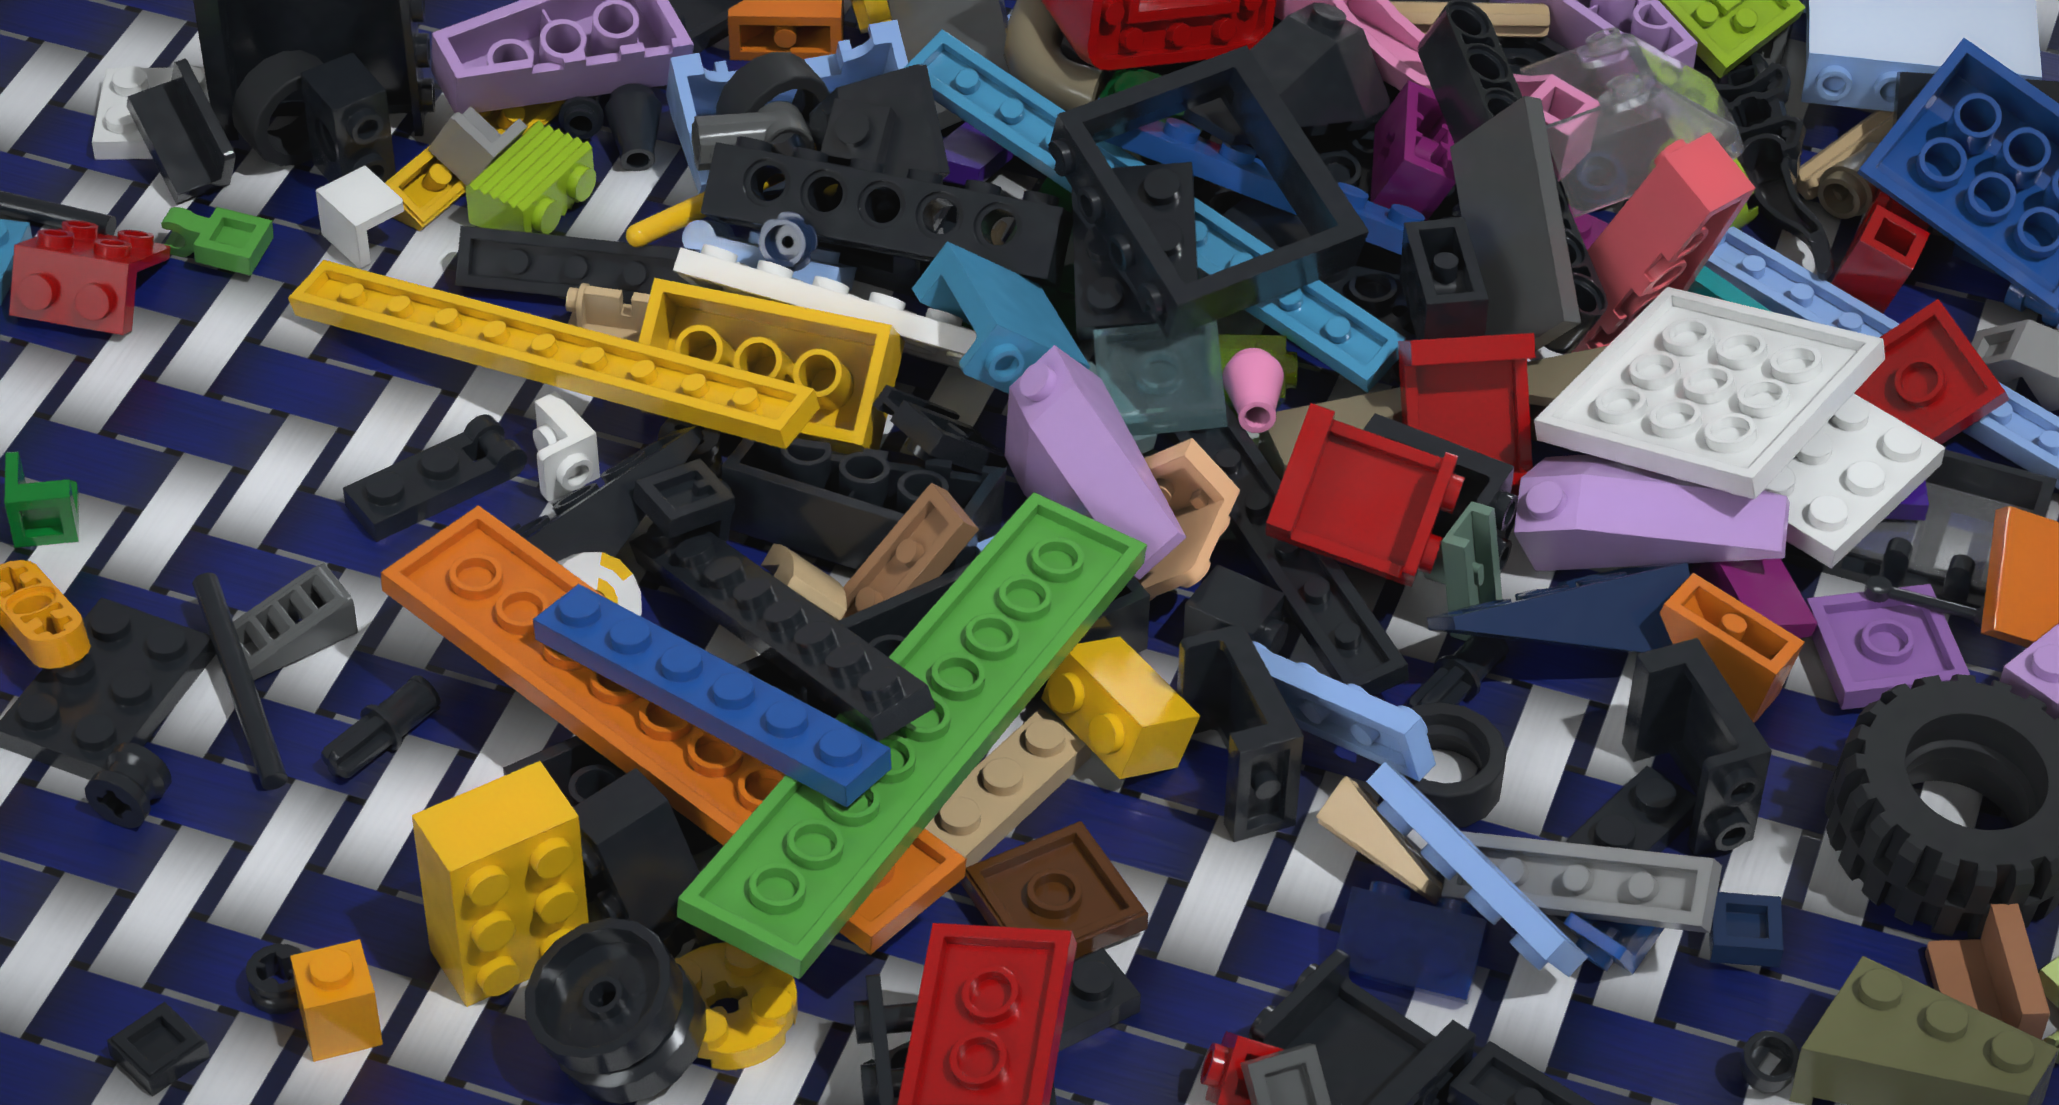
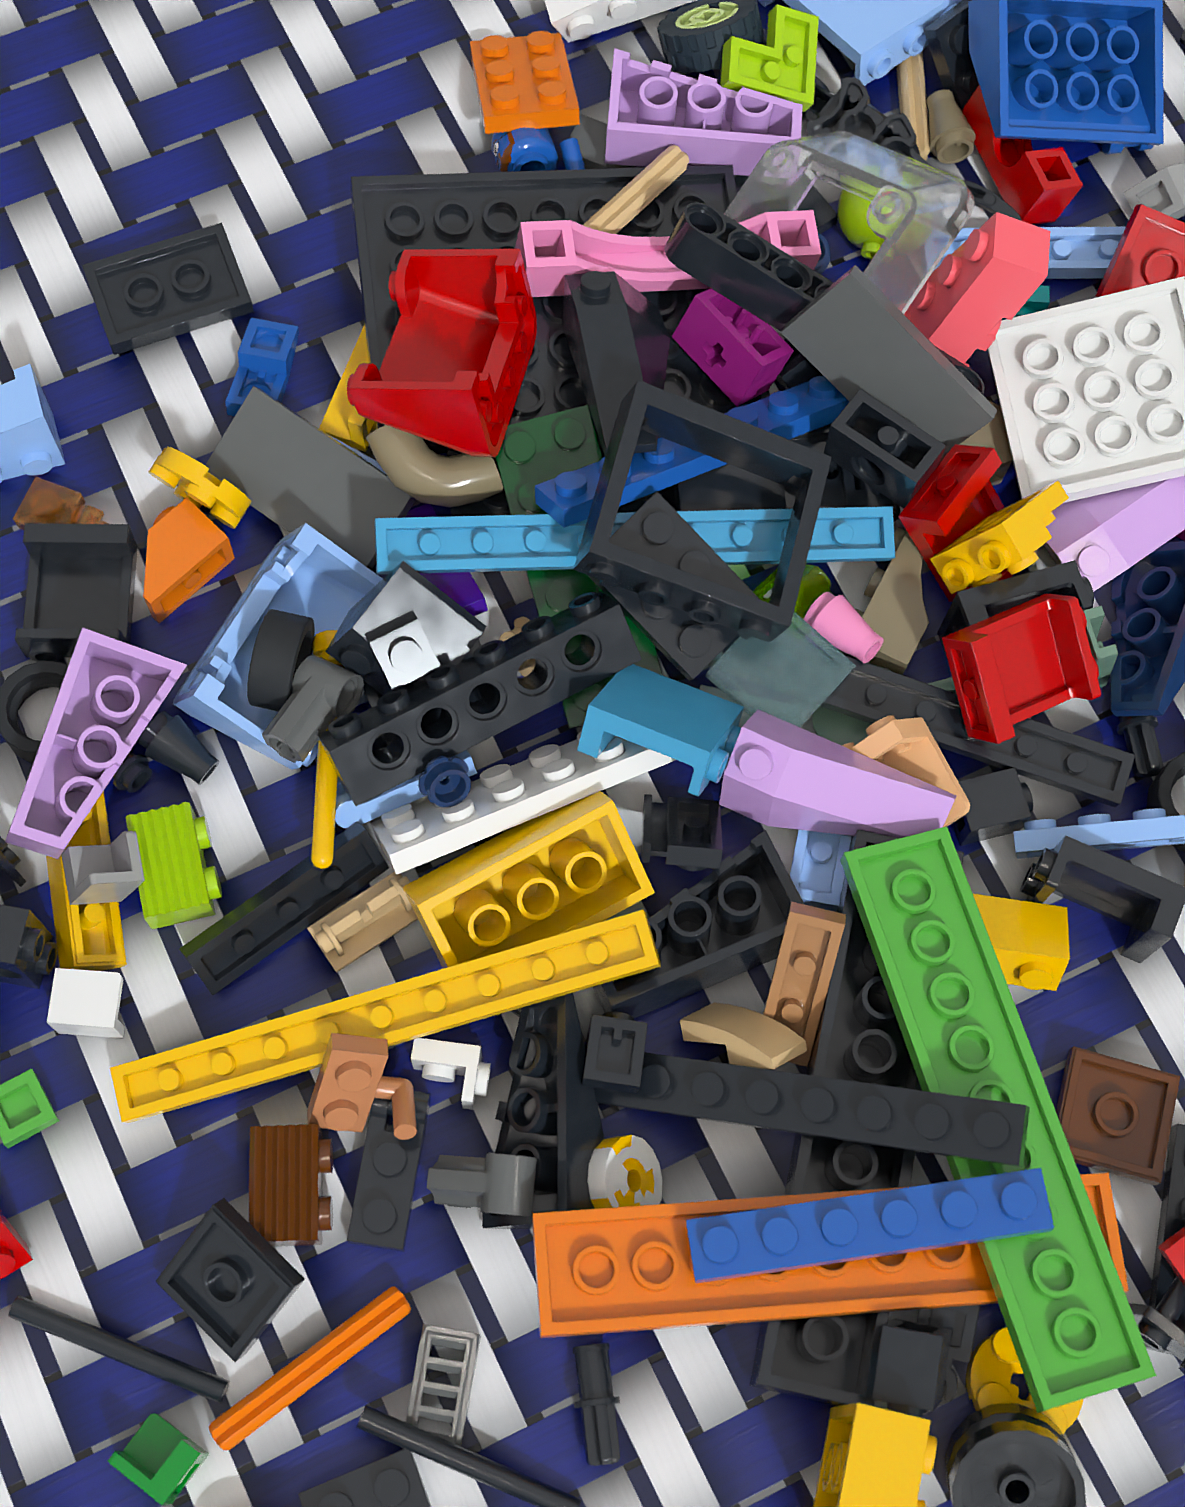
camera: 50 degrees left, 25 degrees up
(106, 430) = (119, 1349): none -> black bar
(212, 541) = (309, 1368): none -> orange axle
(229, 431) = (229, 1279): none -> black plate
(346, 421) = (288, 1184): none -> reddish brown brick
(466, 382) = (351, 1081): none -> nougat plate
(502, 498) = (492, 1183): none -> dark grey piece
(1476, 405) = (1000, 541): none -> yellow plate

